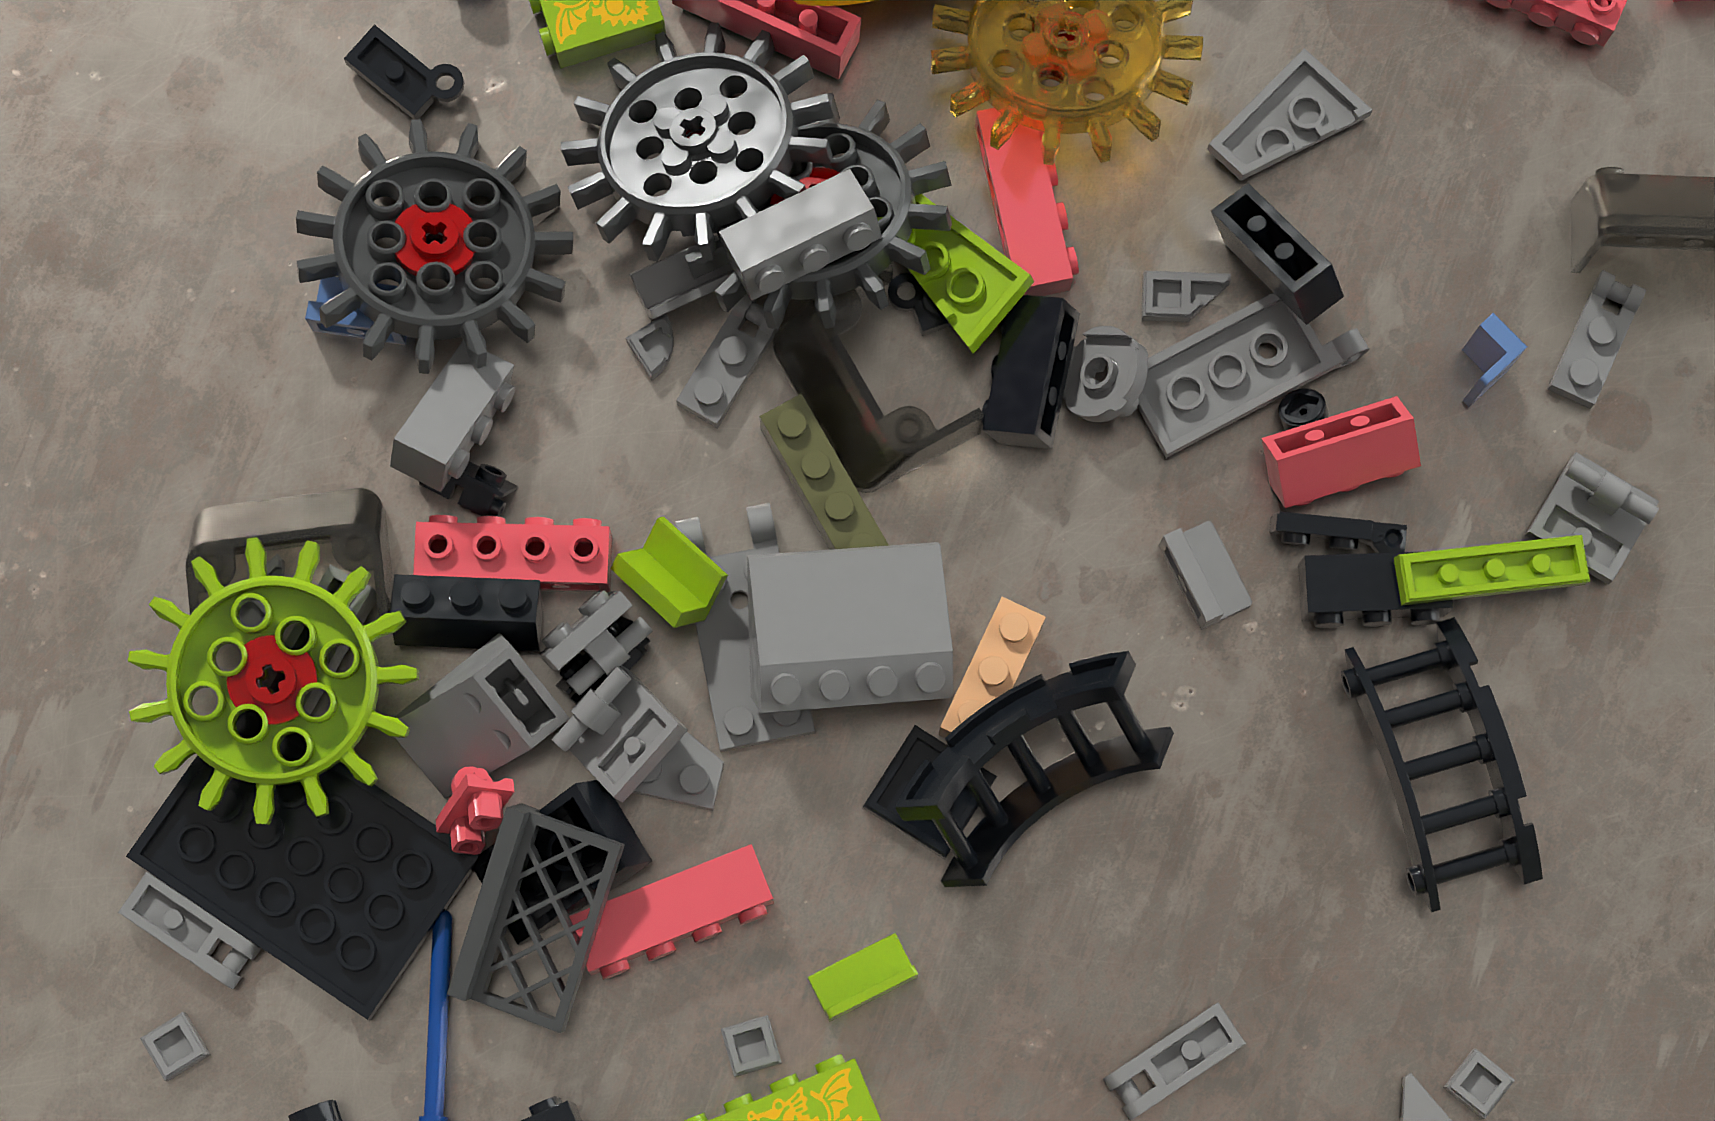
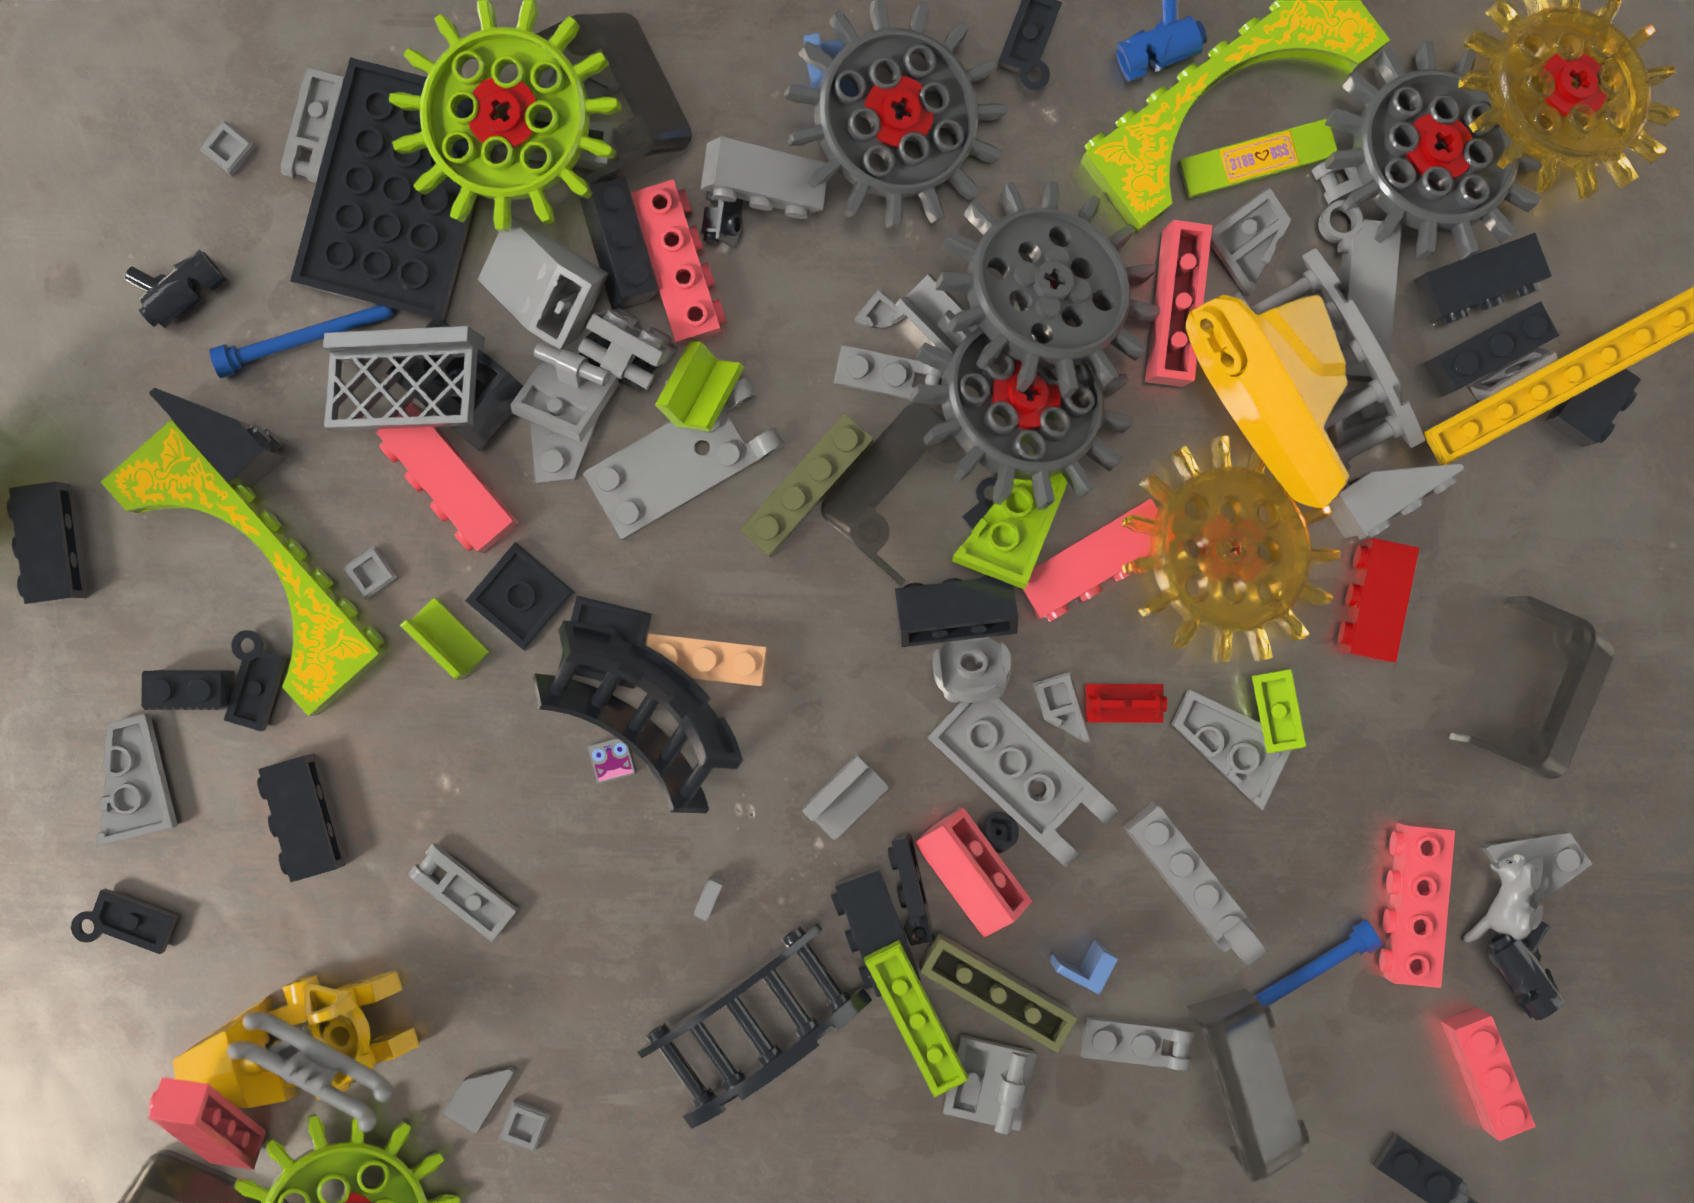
camera: 70 degrees right, 10 degrees up
(473, 809) = (468, 302): coral hips -> none
(801, 234) = (987, 393): light grey brick -> none
(841, 874) = (520, 596): none -> black tile
(848, 627) = (699, 538): light grey slope -> none
(1072, 831) = (611, 760): none -> tile
(1195, 230) = (1125, 703): none -> red hinge
(1265, 53) = (1279, 710): none -> lime panel
(1274, 768) = (708, 897): none -> light grey tile
(1277, 253) = (1113, 773): black brick -> none
(1431, 212) = (1194, 883): none -> light grey hinge
(1488, 470) = (997, 992): none -> olive brick
(1553, 52) = (1360, 940): none -> blue piece

